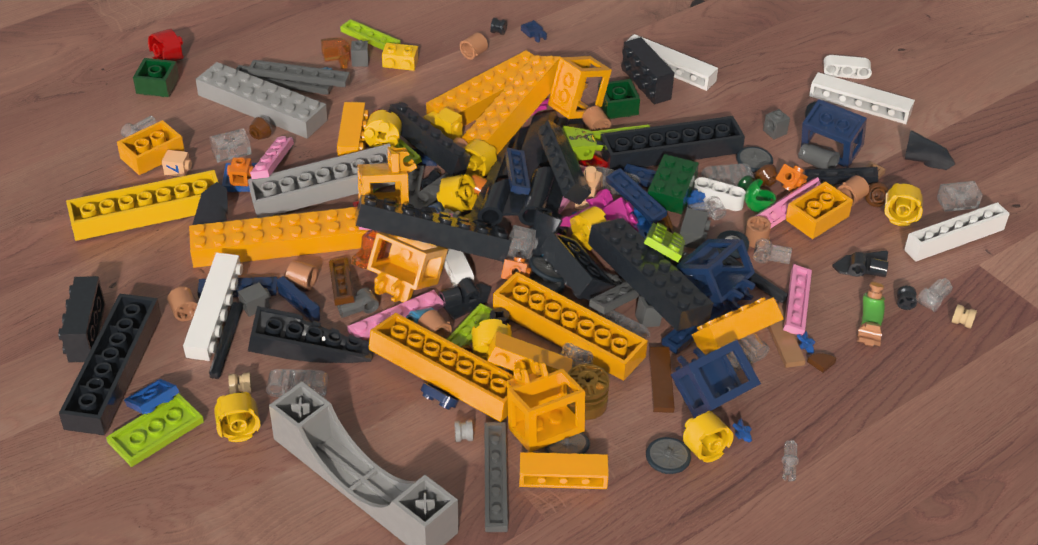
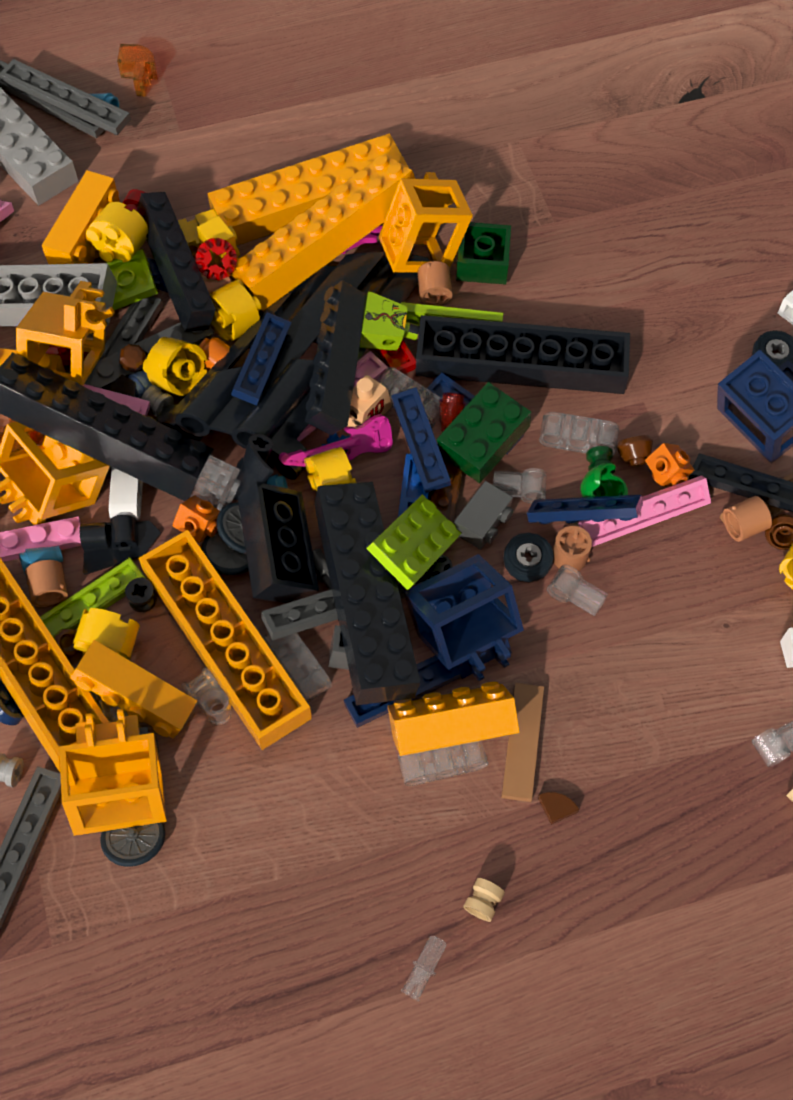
camera: 20 degrees right, 20 degrees up
(359, 53) = (165, 79): dark grey brick -> none
(368, 34) = (197, 50): lime plate -> none
(400, 56) = (219, 97): yellow brick -> none
(427, 194) = (132, 357): none -> reddish brown tile
(434, 175) = (161, 324): black pin -> none
(448, 129) = (204, 257): none -> red gear
(473, 45) = (326, 103): nougat piece -> none
(498, 26) = (379, 75): black wheel -> none
(533, 29) = (427, 94): dark blue plate -> none
(563, 470) = (101, 884): light orange brick -> none
(596, 386) = (199, 775): pearl gold wheel -> none
(621, 209) = (386, 468): dark pink brick -> none
(645, 177) = (450, 408): none -> clear red cone
(647, 70) = (548, 213): black brick -> none
(661, 379) = (314, 765): reddish brown tile -> none
(668, 455) = (260, 901): dark grey wheel -> none
(685, 67) = (595, 202): white brick -> none
(696, 197) = (512, 463): blue plant -> none
(707, 436) = (319, 895): yellow brick -> none
(711, 378) = (371, 806): dark blue piece -> none
(730, 195) = (545, 451): white beam -> none
(743, 432) = (382, 894): blue plant -> none
(749, 210) = (585, 508): none -> dark blue plate
(755, 157) = (635, 411): dark grey wheel -> none
(759, 281) = (531, 627): black axle -> none
(776, 124) = (696, 358): dark grey brick -> none
(797, 300) = (570, 690): bright pink plate -> none
(806, 343) = (549, 767): blue plant -> none
(806, 415) = (485, 897): none -> tan wheel
(819, 157) = (731, 438): dark grey plant -> none
(819, 210) = (680, 537): light orange brick -> none
(863, 263) = (705, 648): black panel -> none
(873, 315) = (669, 752): piece -> none
(906, 297) = (737, 734): black wheel -> none

